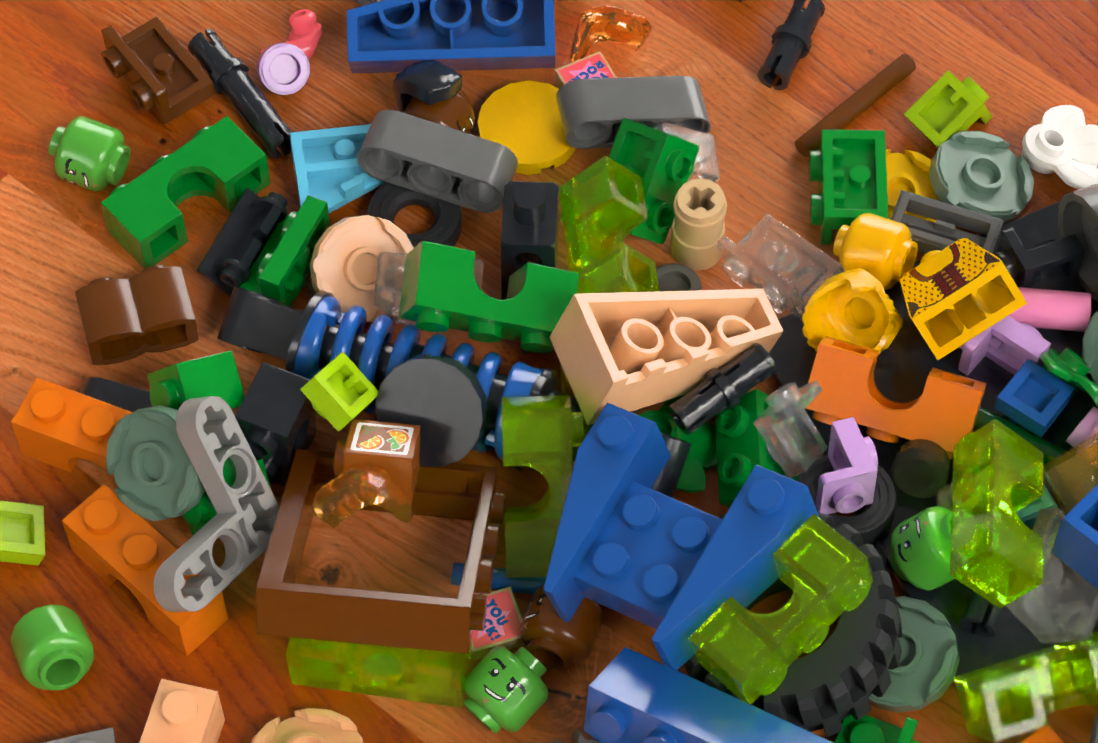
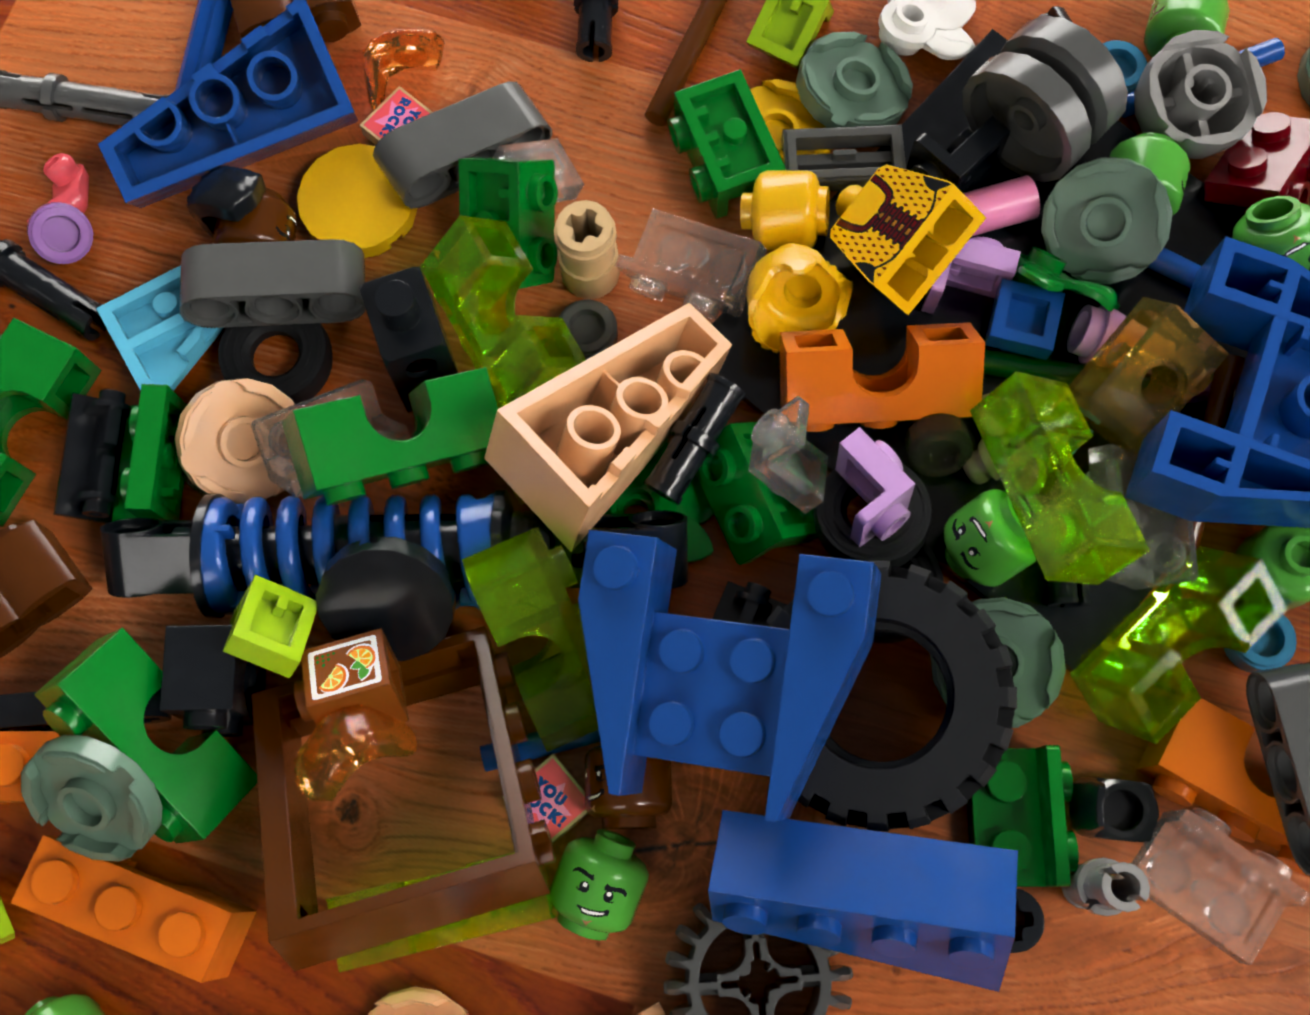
camera: 20 degrees left, 15 degrees up
(243, 511) = (209, 839): light grey beam -> none
(754, 649) = (877, 777): clear neon green arch -> none

